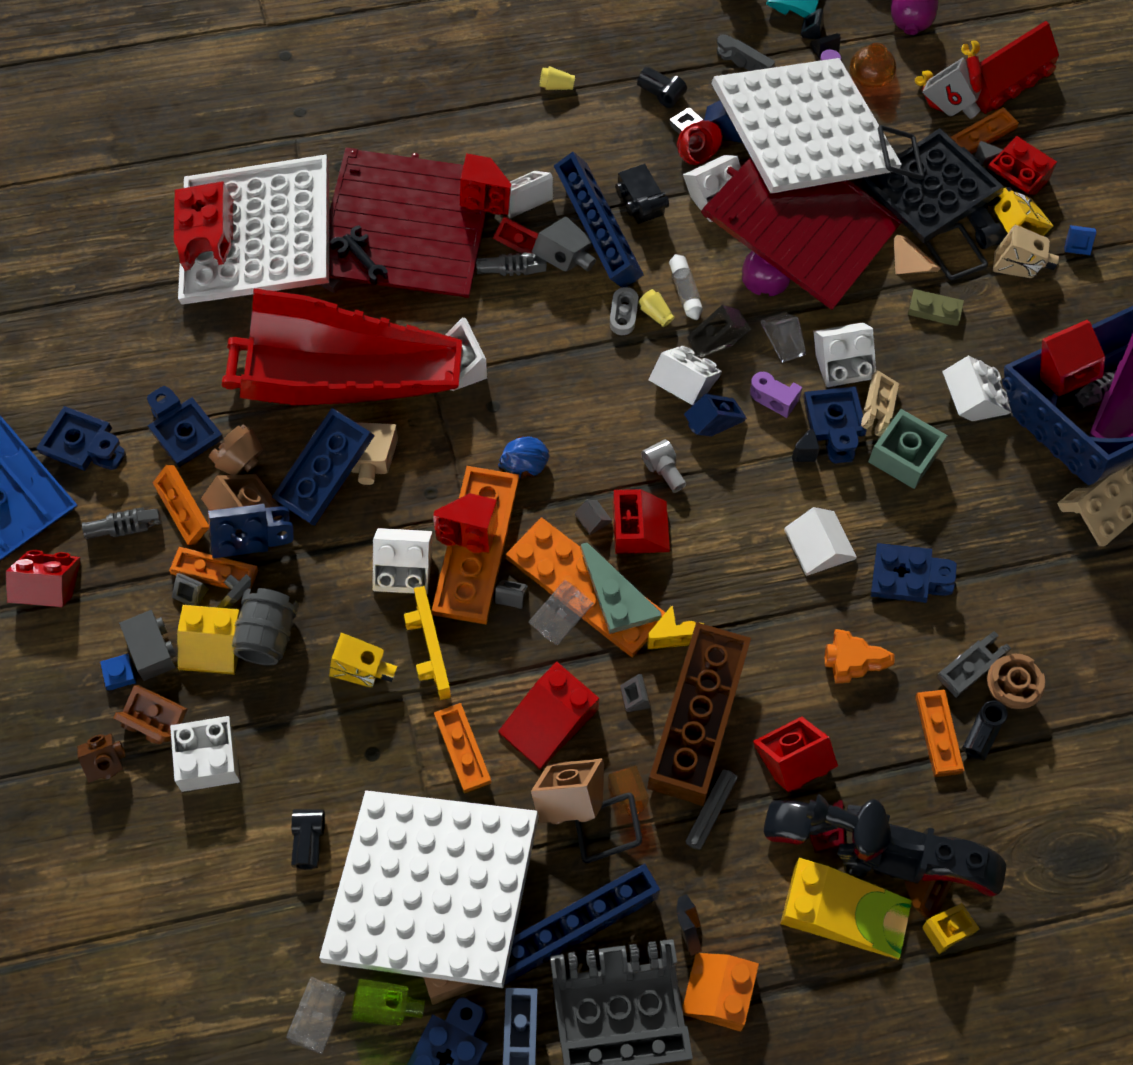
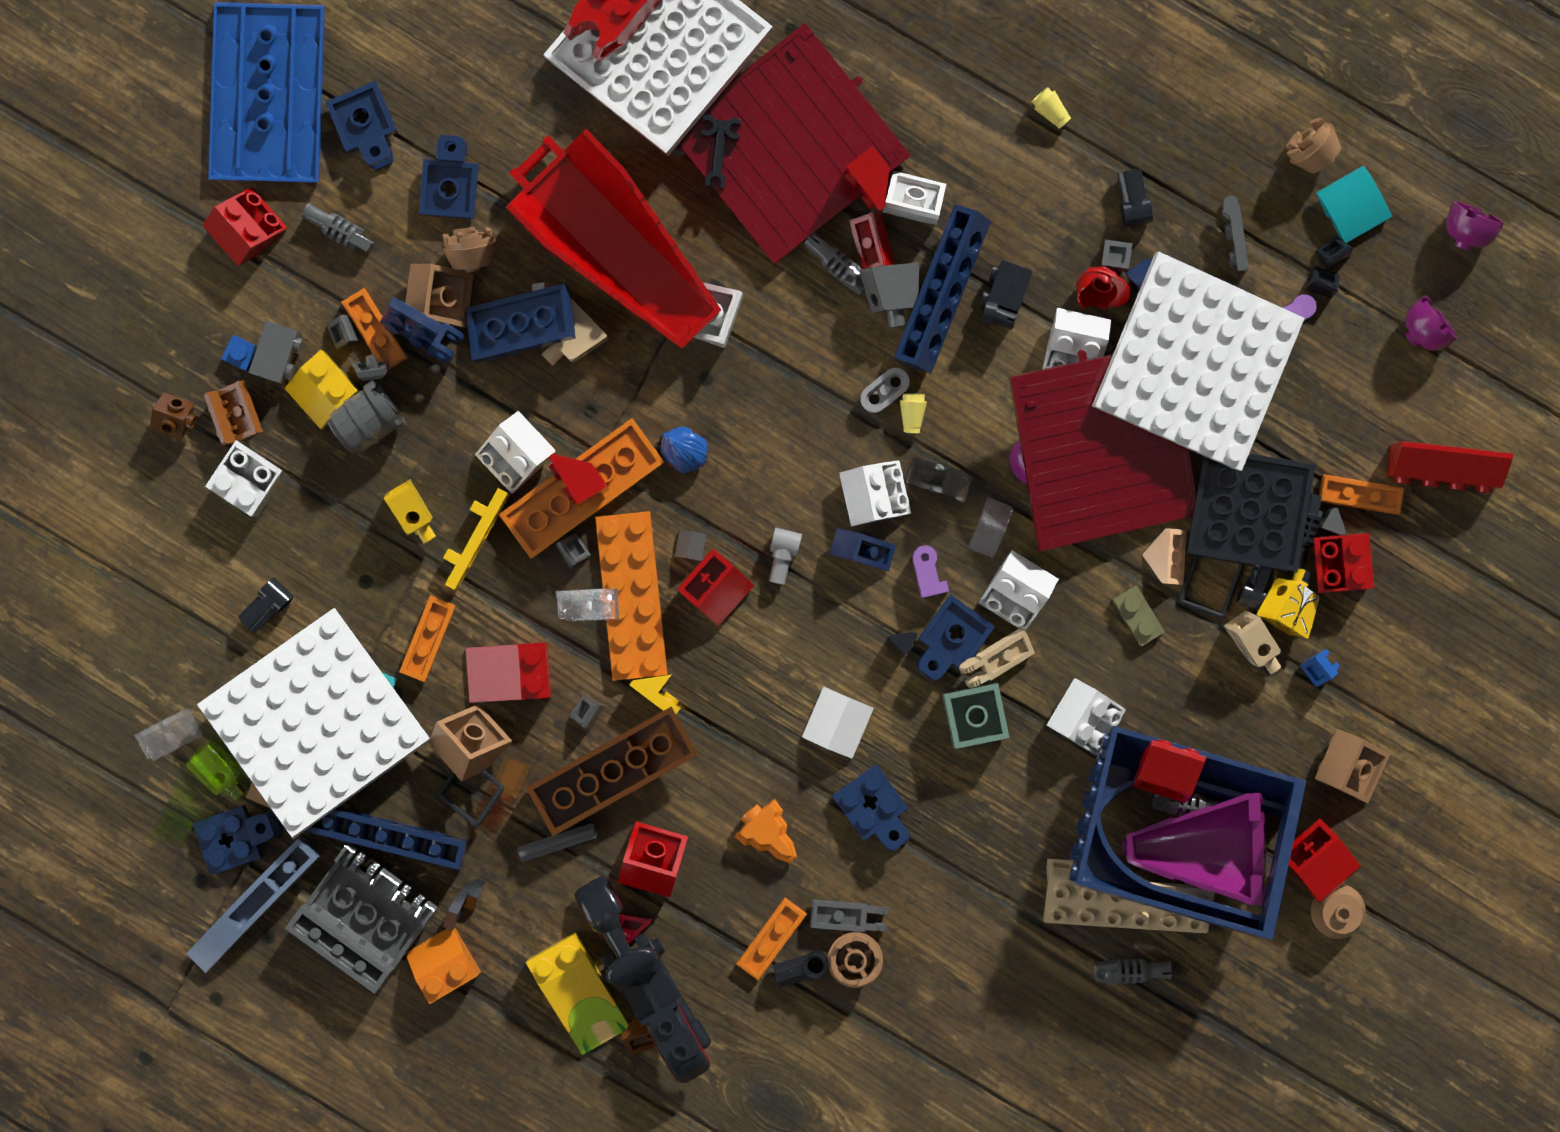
camera: 45 degrees right, 25 degrees up
(181, 505) = (393, 253): orange plate -> none
(618, 599) = (637, 636): sand green wing -> none
(686, 286) = (956, 413): piece -> none
(873, 66) = (1325, 349): clear orange piece -> none
(881, 128) = (1283, 452): black piece -> none
(949, 927) = (632, 1070): yellow slope -> none
(956, 86) = (1373, 437): light grey torso -> none

